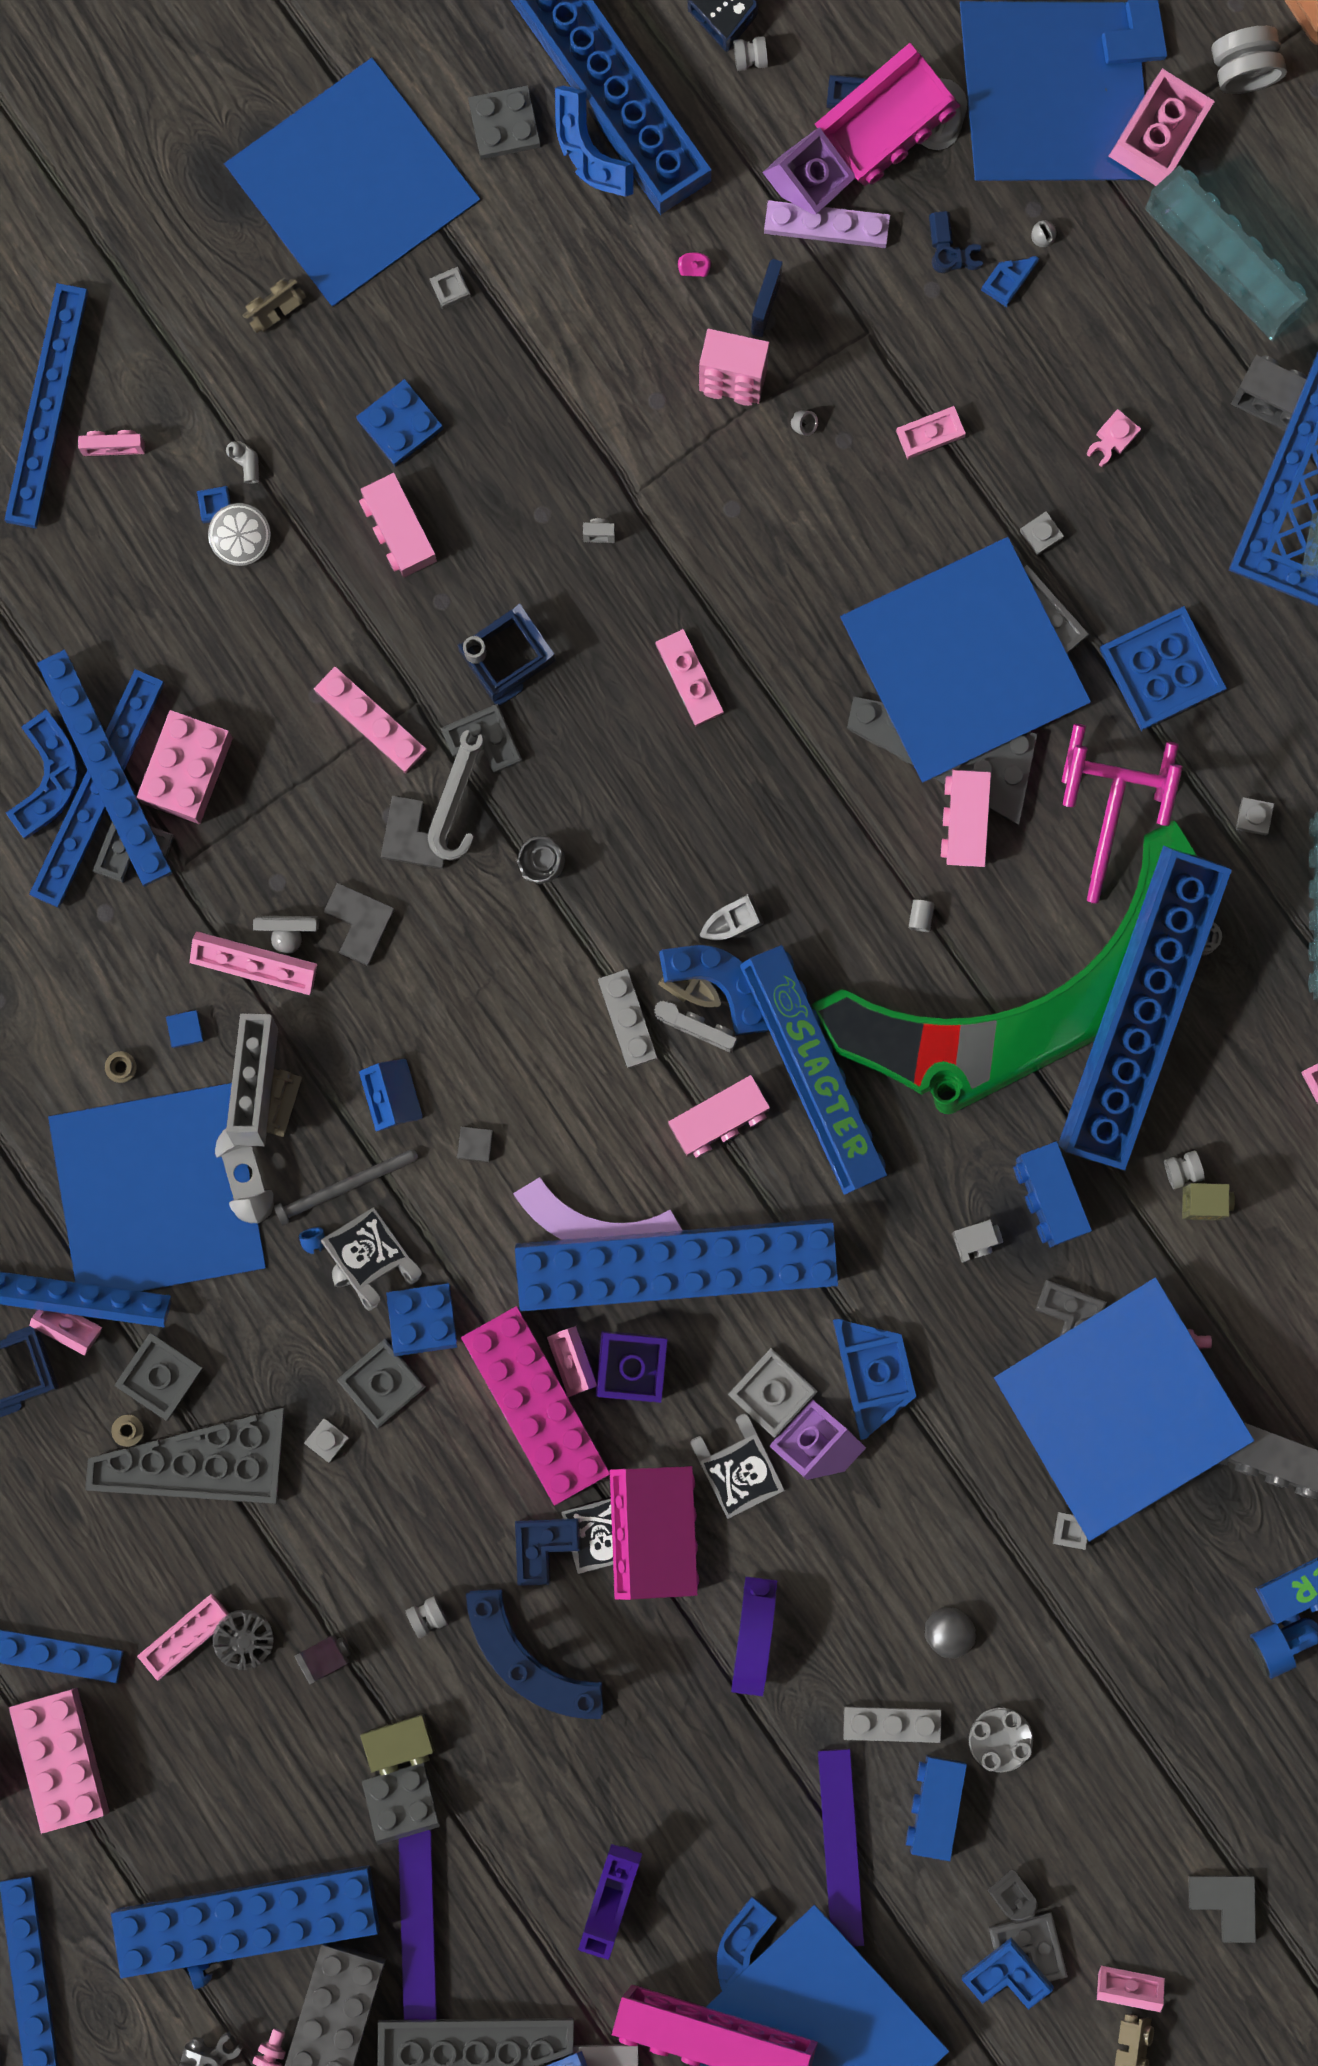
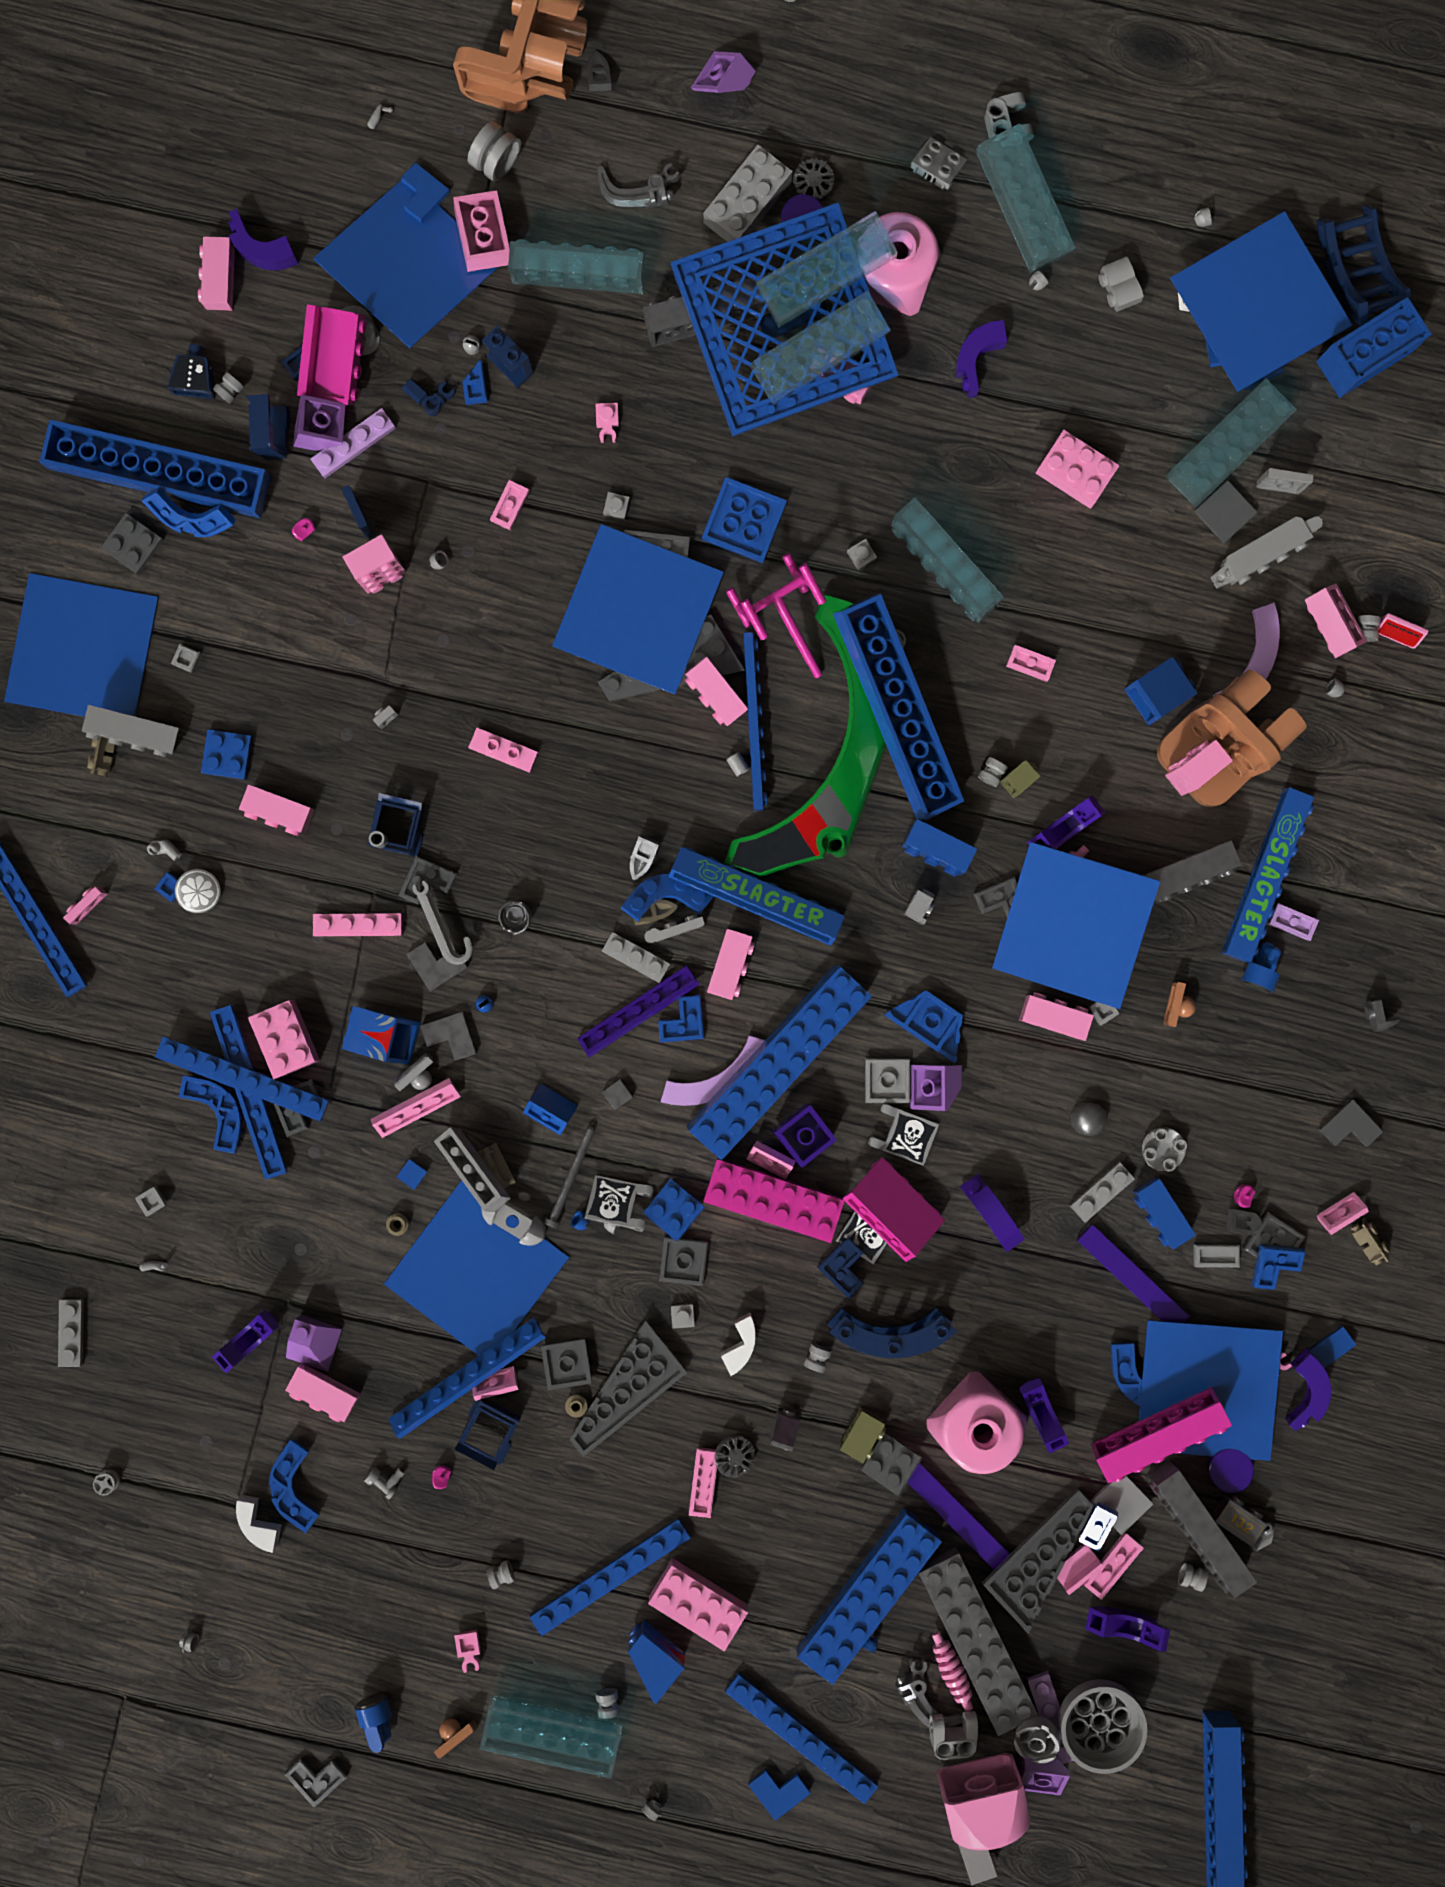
camera: 45 degrees left, 5 degrees up
(287, 855) = (380, 1035): none -> blue slope
(325, 308) = (130, 730): none -> light grey brick
(346, 1536) = (739, 1354): none -> white brick
(425, 928) = (488, 1007): none -> blue hinge
(544, 1815) = (972, 1404): none -> bright pink piece
(577, 1076) = (638, 1011): none -> dark purple tile
(615, 1141) = (688, 1026): none -> blue tile
(754, 130) = (268, 427): none -> dark blue piece
(952, 1908) = (1216, 1255): none -> light grey tile
(988, 877) = (754, 713): none -> blue plate
(1015, 1490) = (1056, 1016): none -> bright pink brick
(1041, 1871) = (1243, 1195): none -> dark pink piece
(1068, 280) = (508, 357): none -> dark blue panel
(1157, 1600) = (1178, 1005): none -> nougat tile
(1215, 1298) = (1069, 824): none -> dark purple arch

